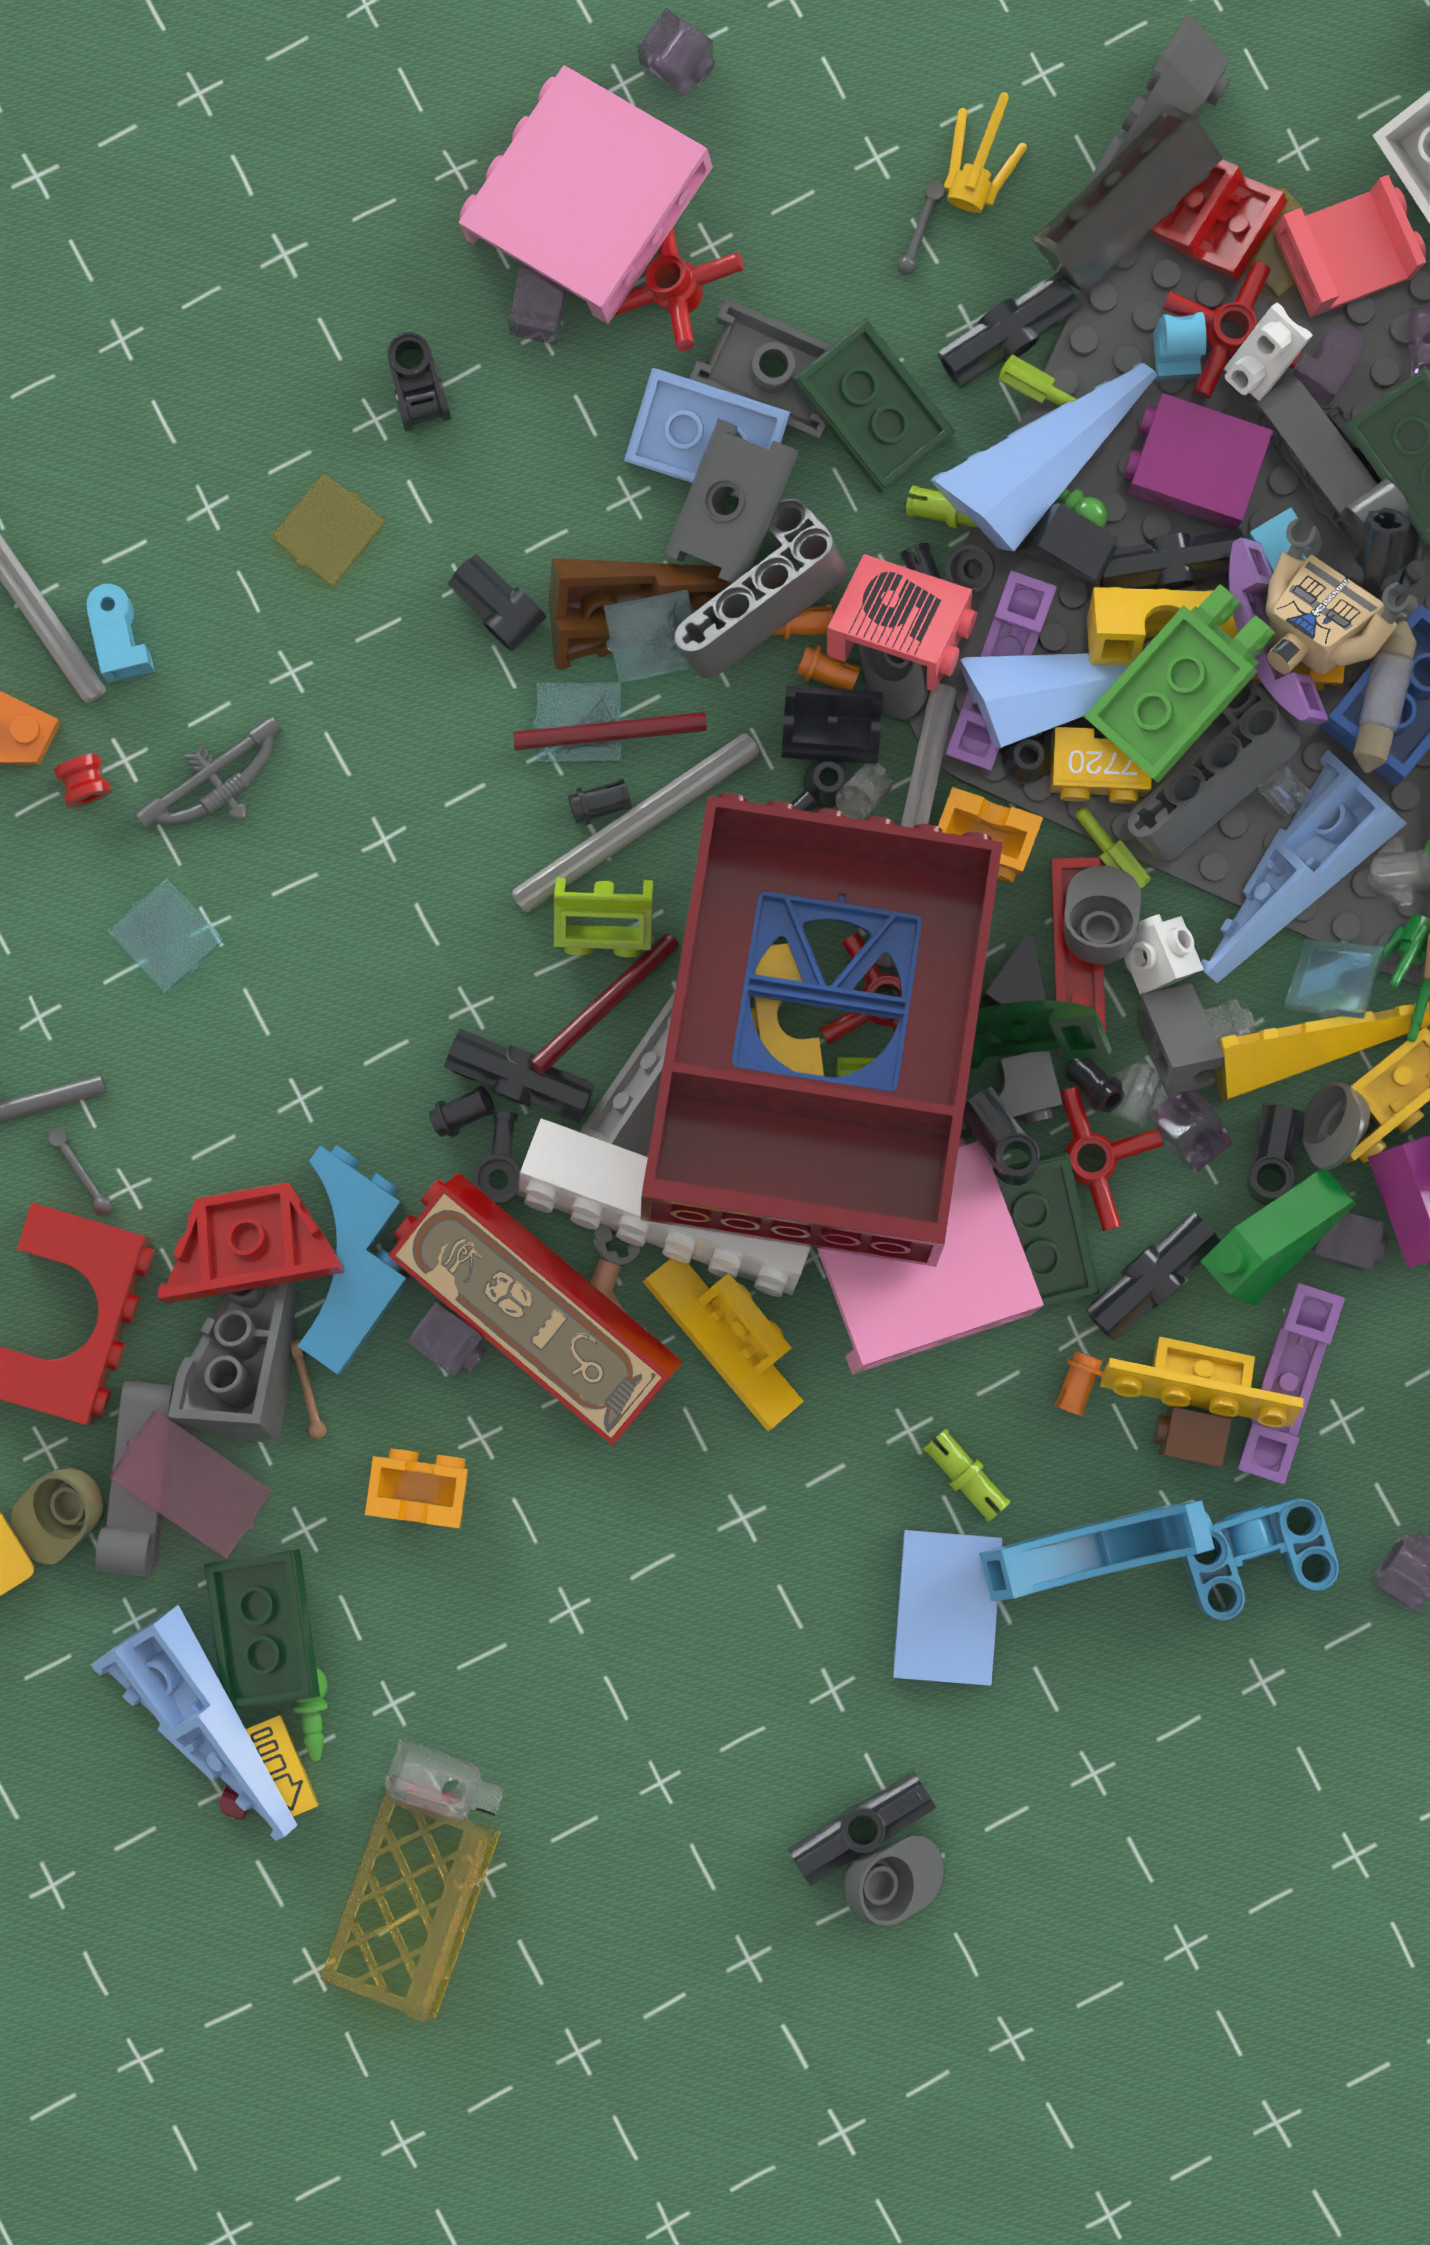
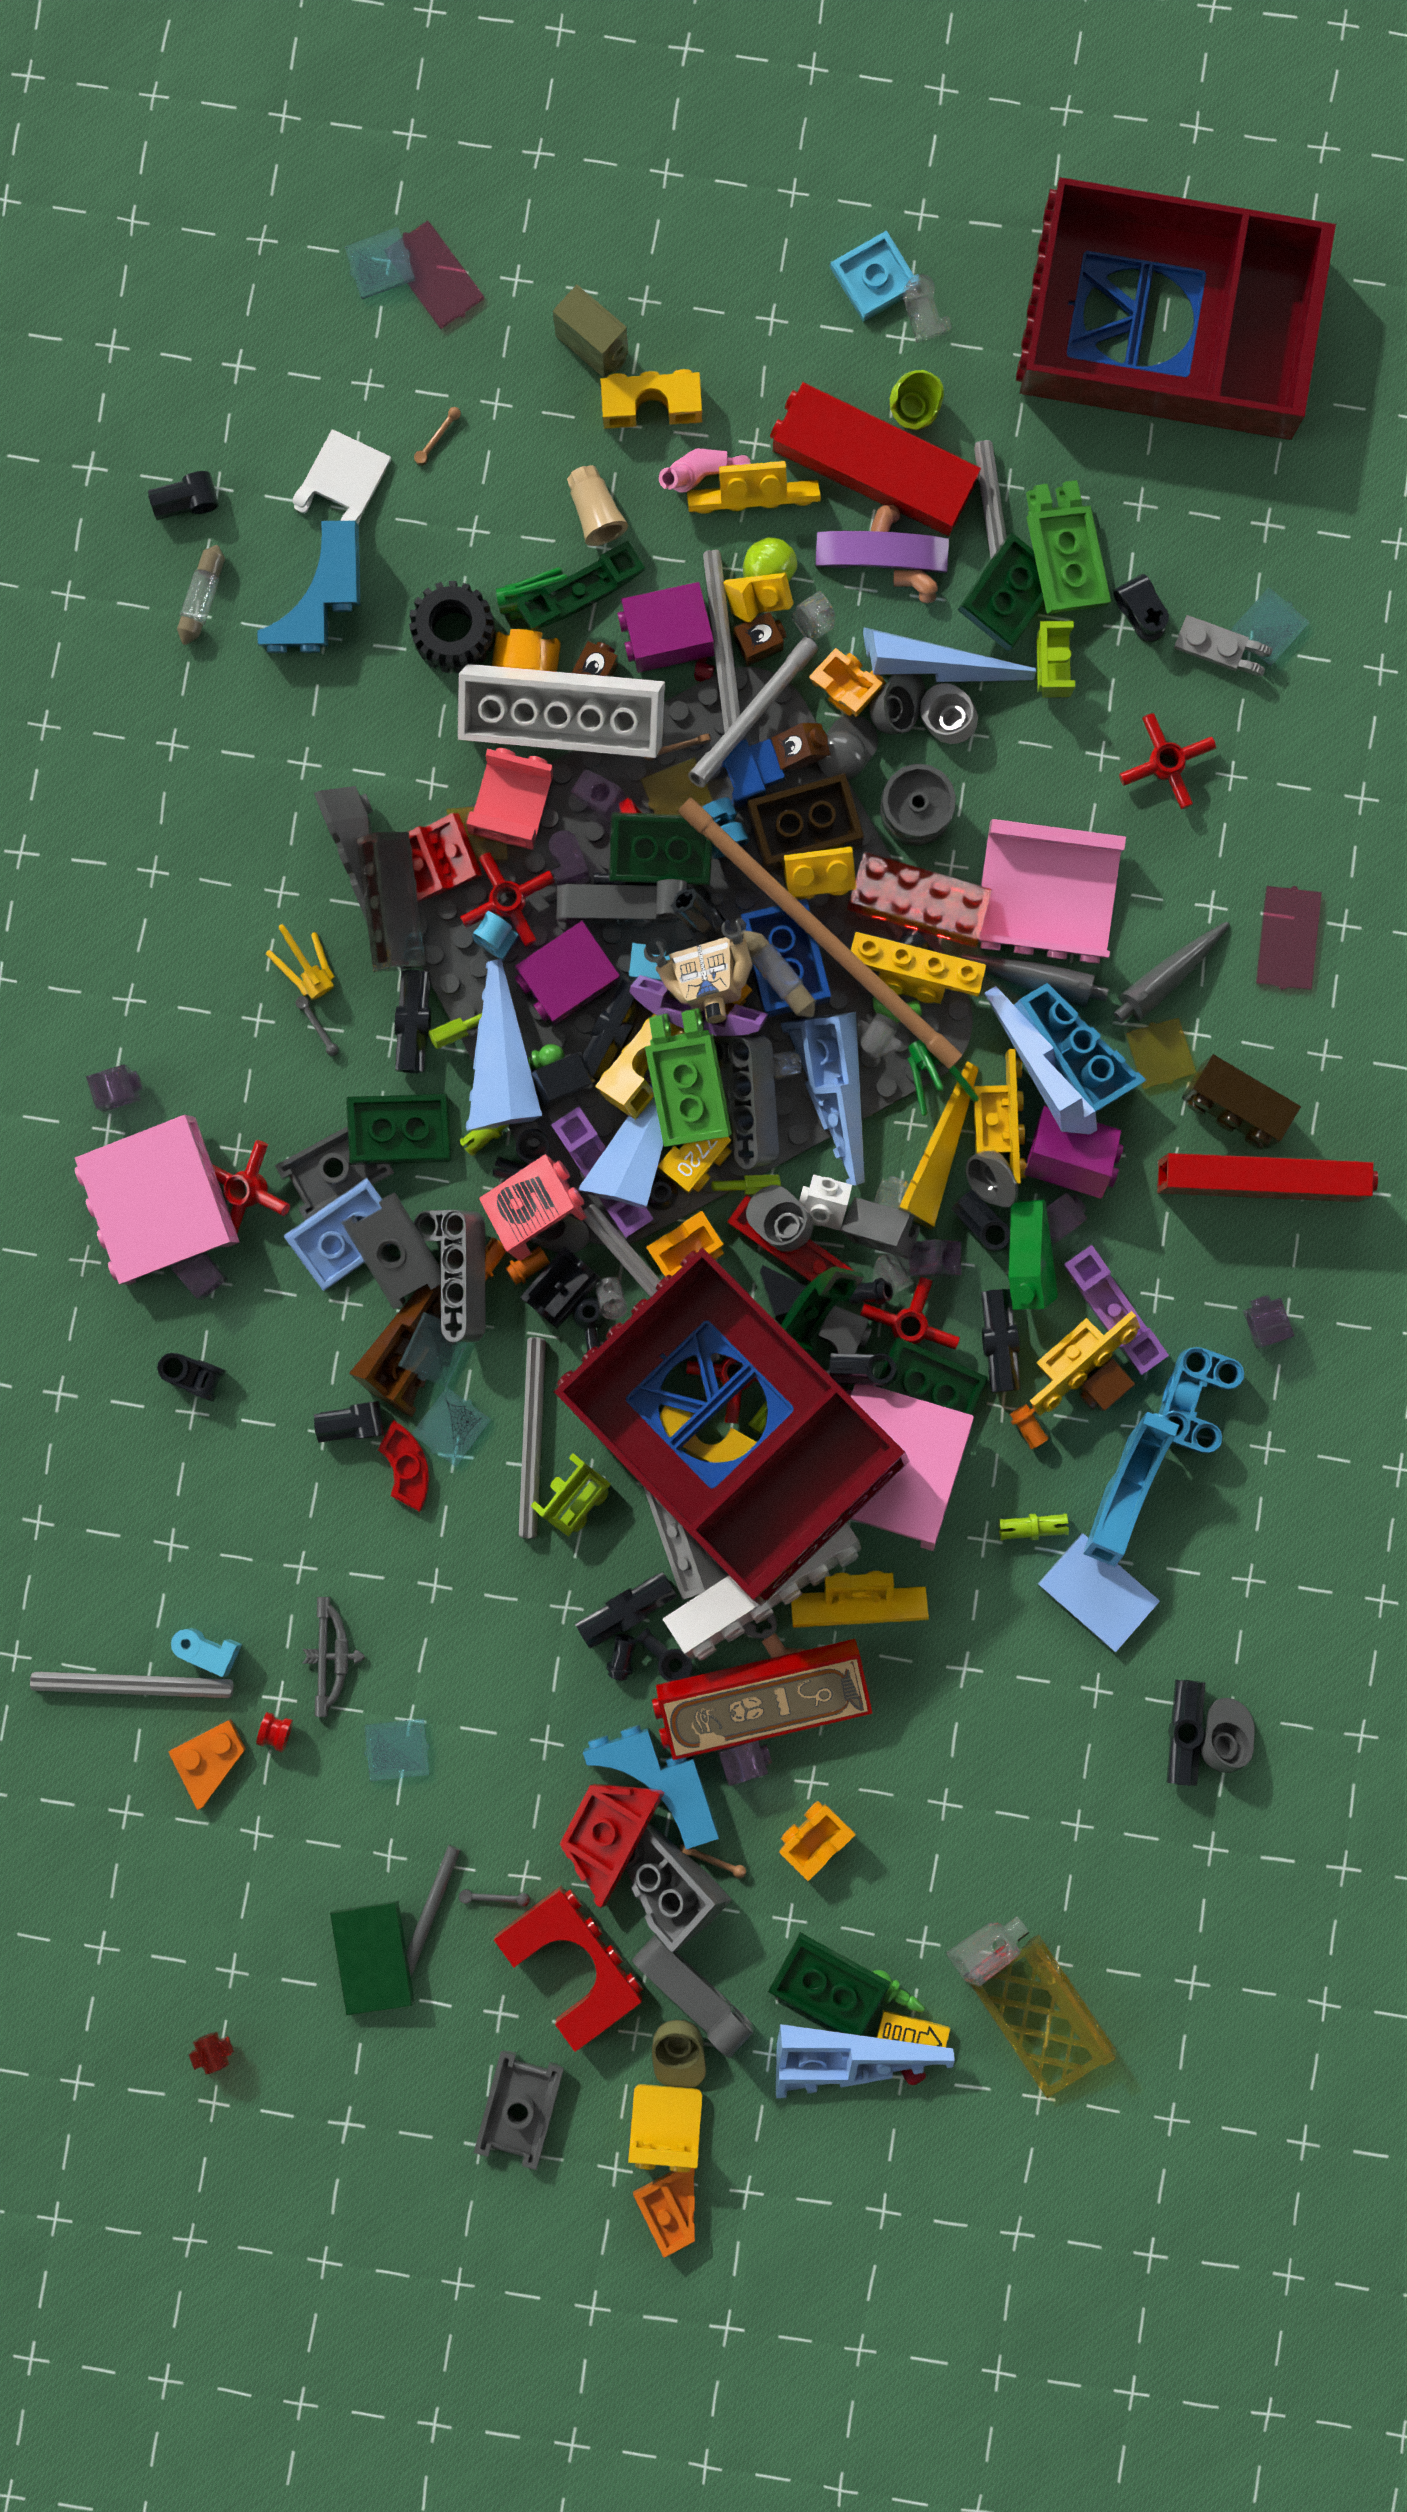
camera: 50 degrees left, 0 degrees up
(190, 1484) = (718, 1967): clear pink piece -> none
(328, 529) = (235, 1486): clear yellow piece -> none
(498, 706) = (408, 1466): none -> red tile
(599, 801) = (505, 1449): black pin -> none
(604, 1003) = (621, 1532): dark red bar -> none
(610, 731) = (470, 1414): dark red bar -> none
(1266, 353) = (537, 893): white hips -> none
(1334, 978) = (911, 1116): clear light blue piece -> none

